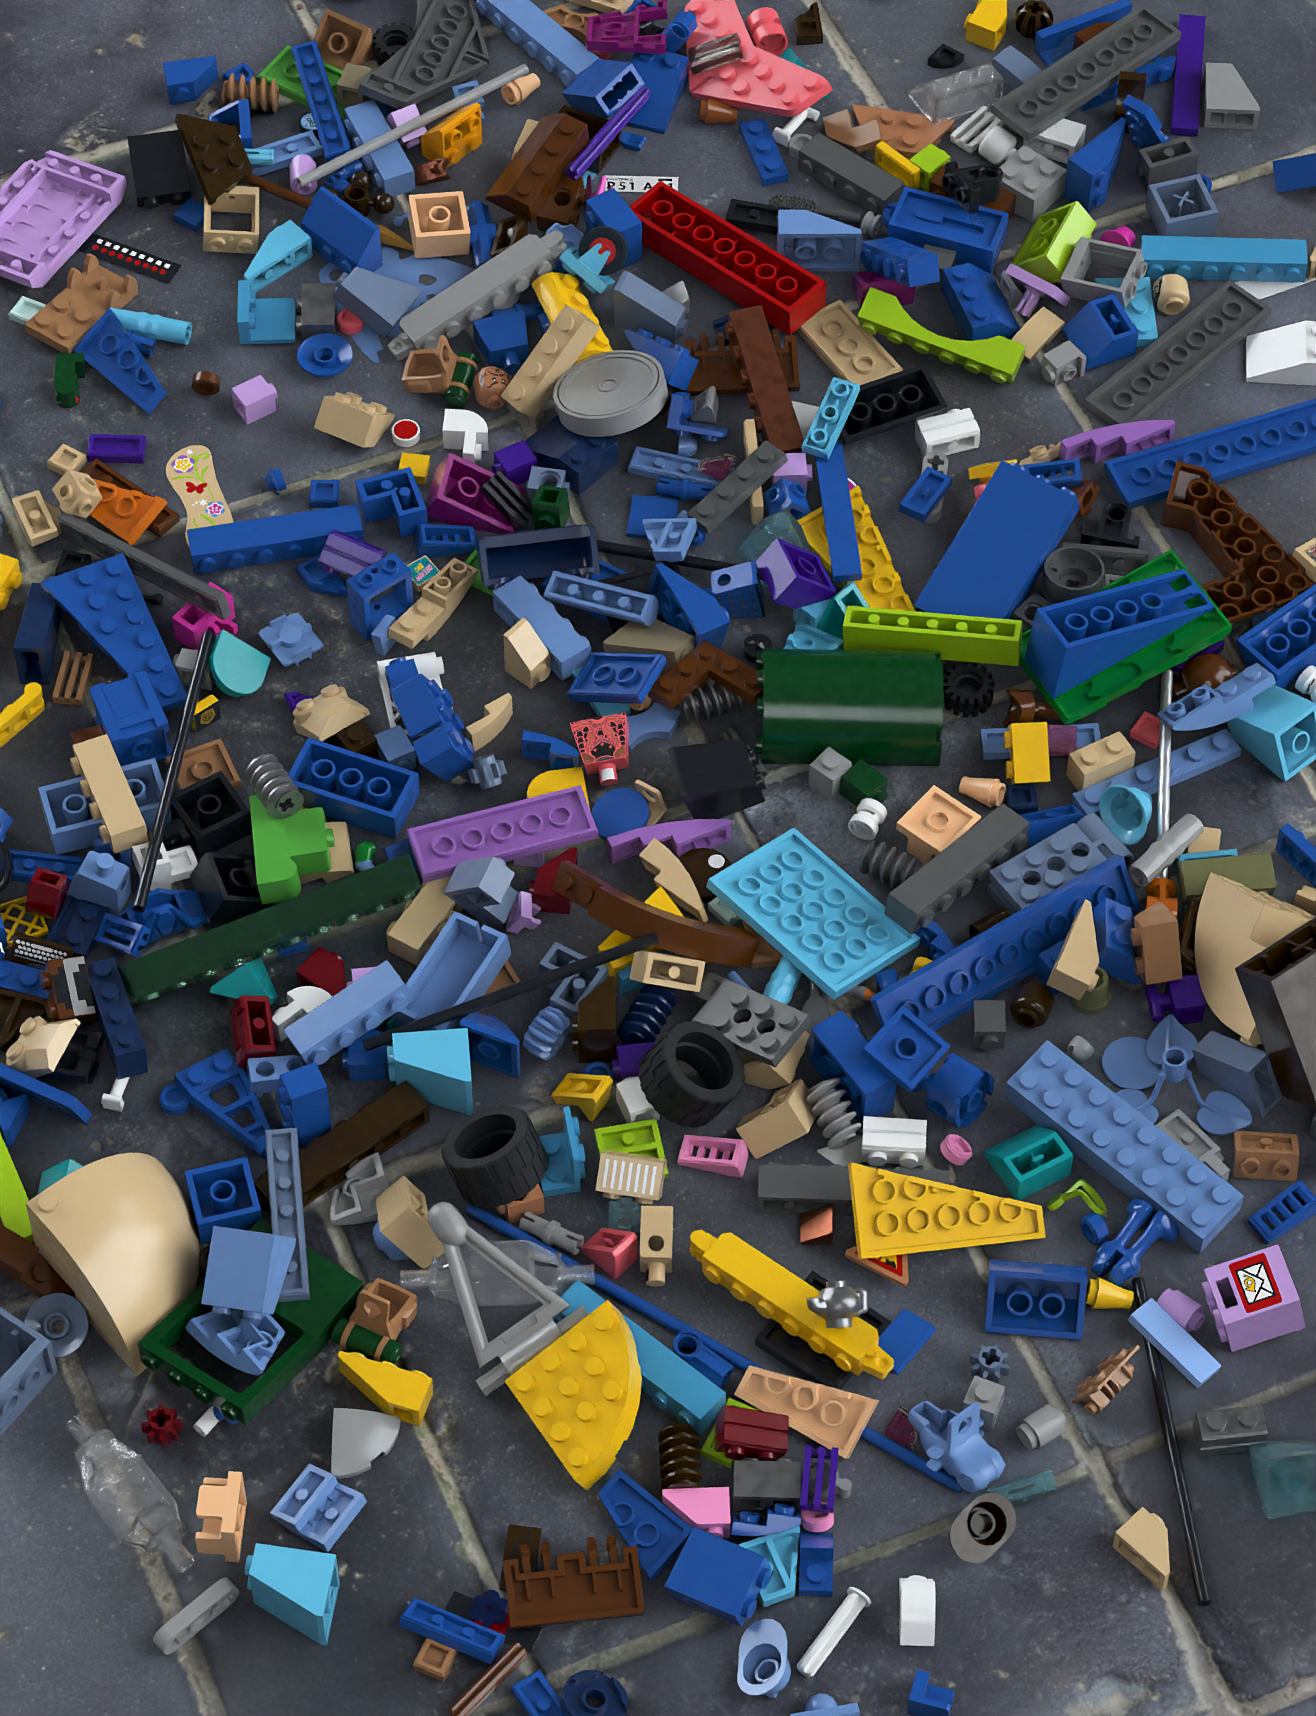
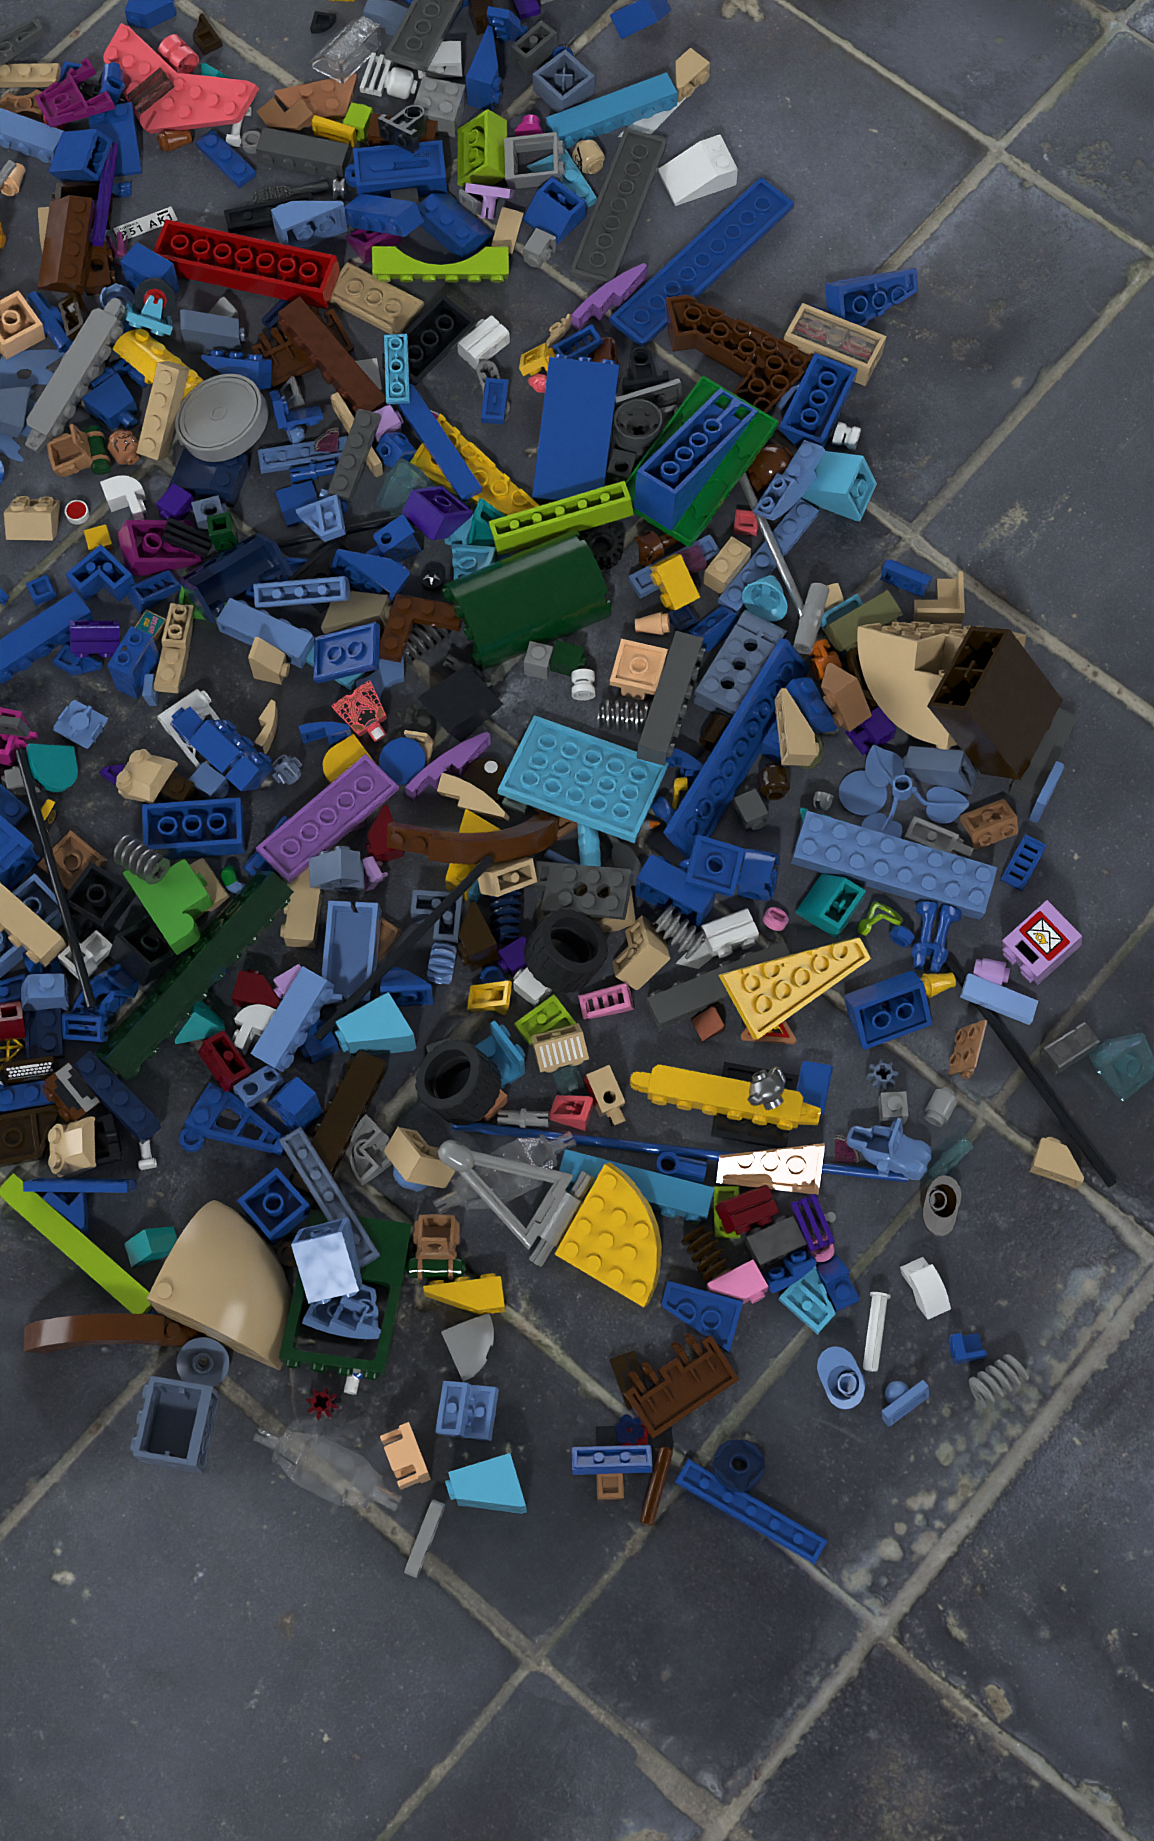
camera: 25 degrees left, 15 degrees up
(718, 1577) = (780, 1331): blue brick -> none

